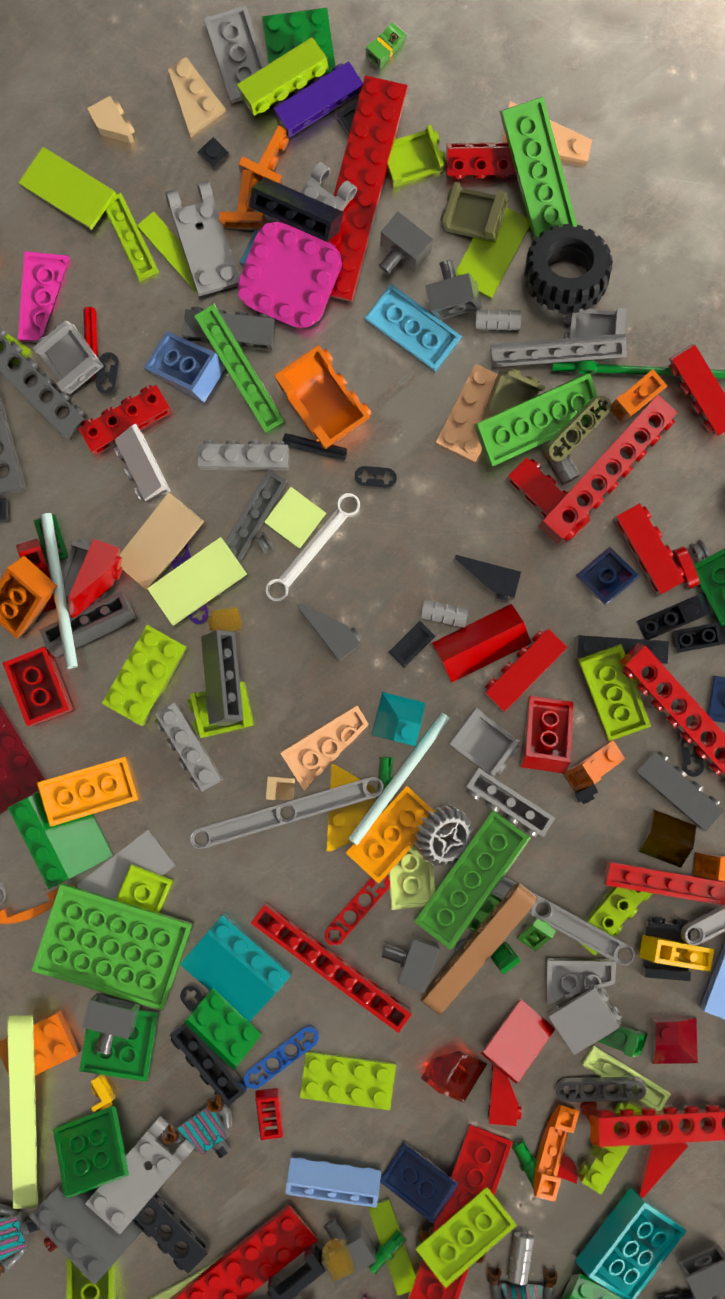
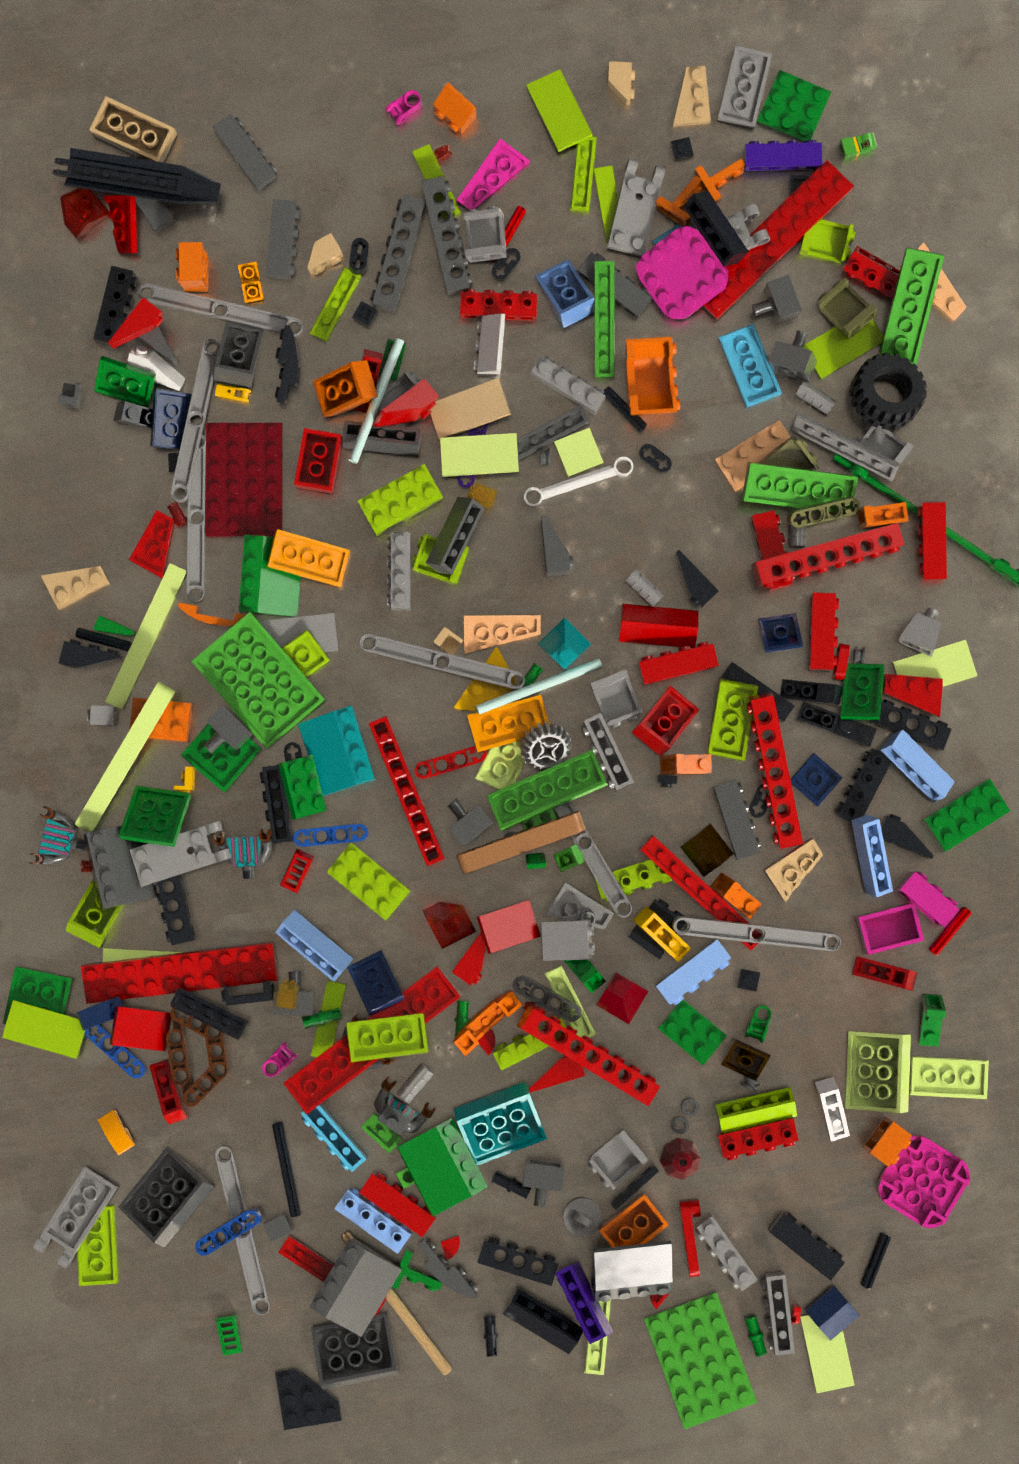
camera: 30 degrees right, 0 degrees up
(283, 76) = (766, 125): lime brick -> none
(411, 644) = (607, 596): black tile -> none

